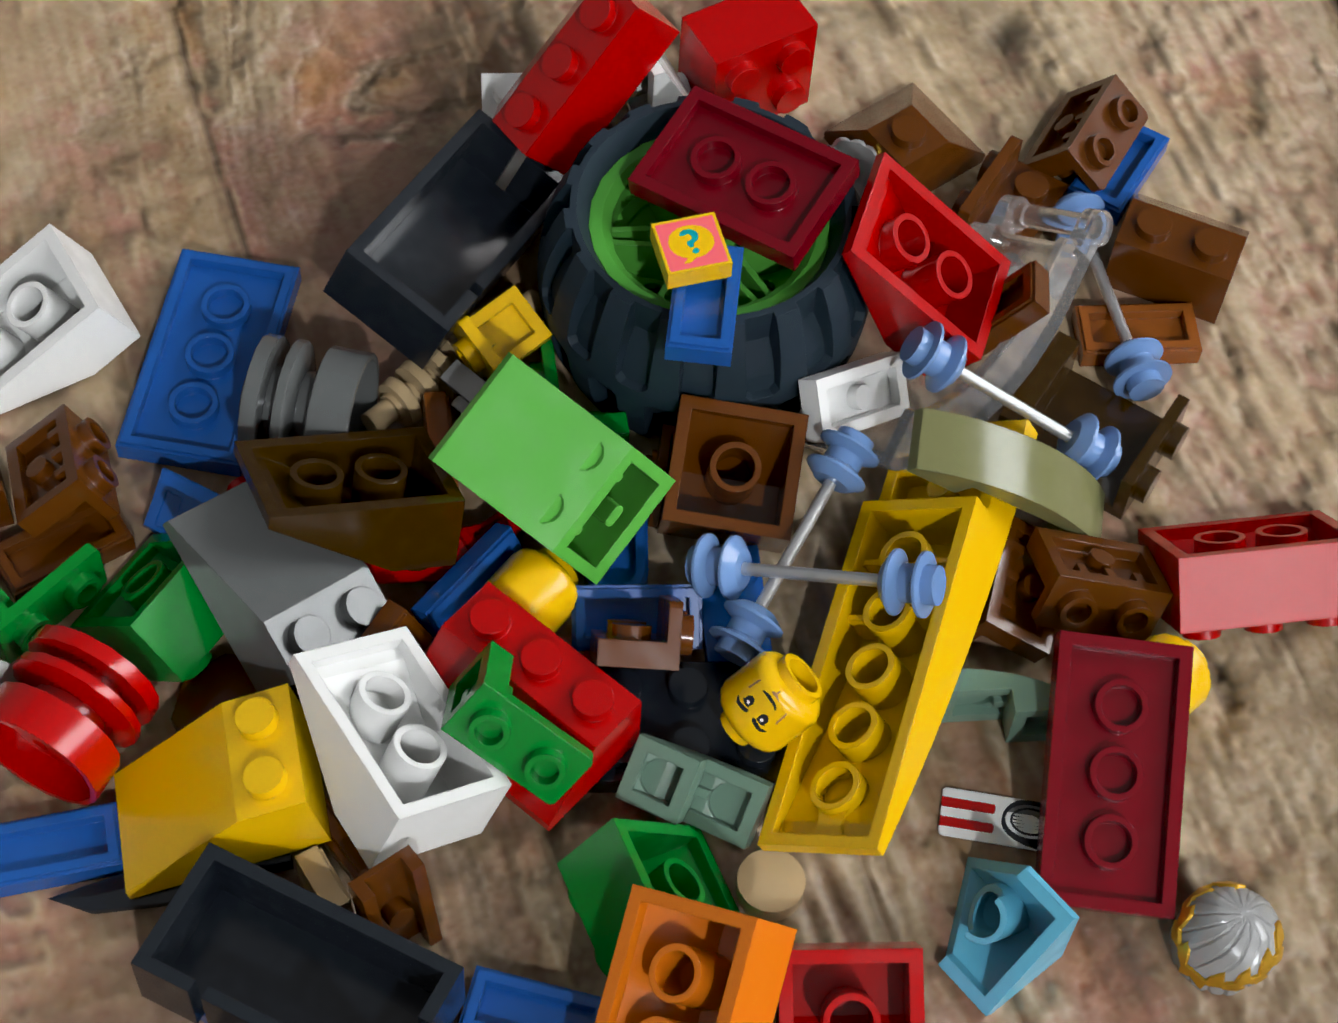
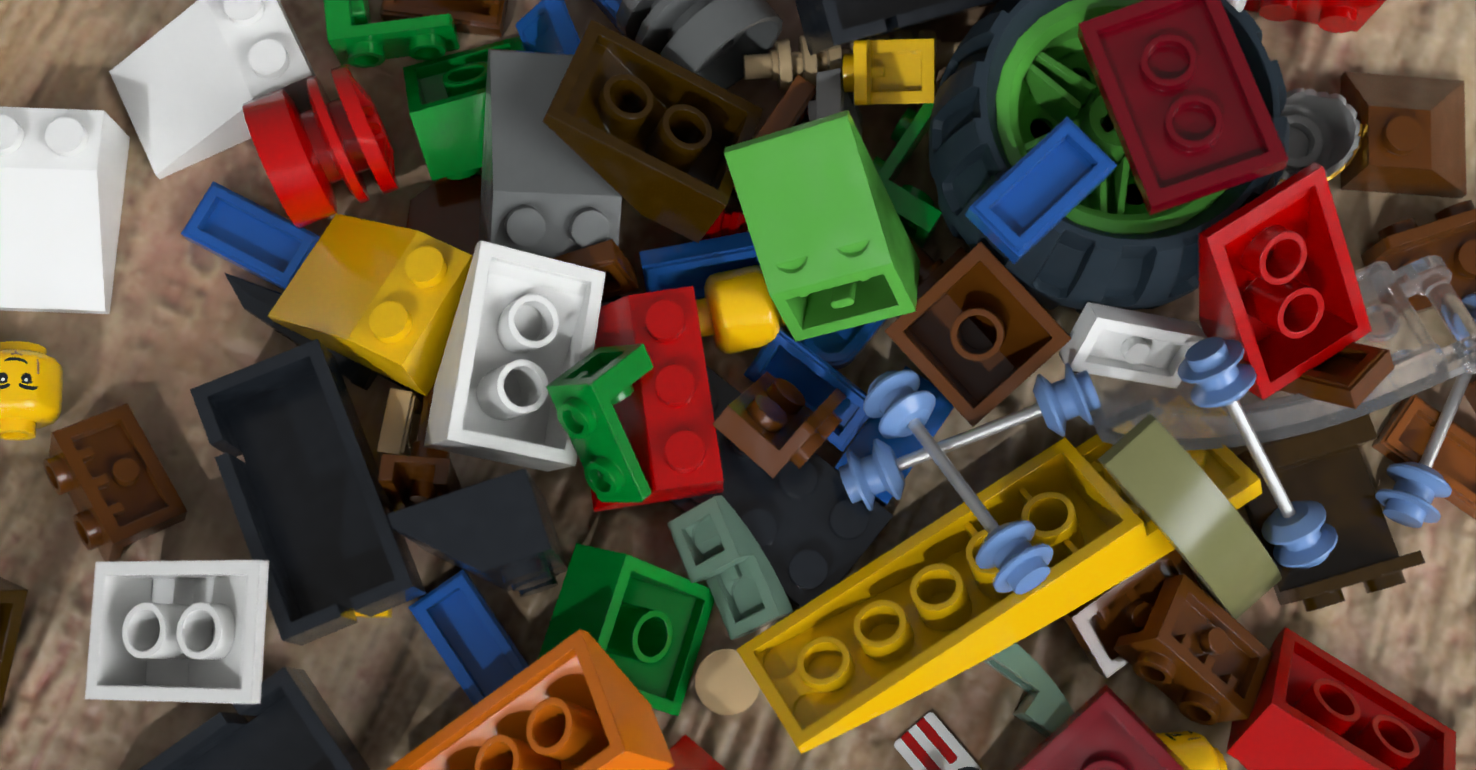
camera: 40 degrees right, 20 degrees up
(493, 883) = (492, 531): none -> black slope
(691, 250) = (1062, 137): yellow tile -> none
(770, 701) = (833, 552): yellow head -> none

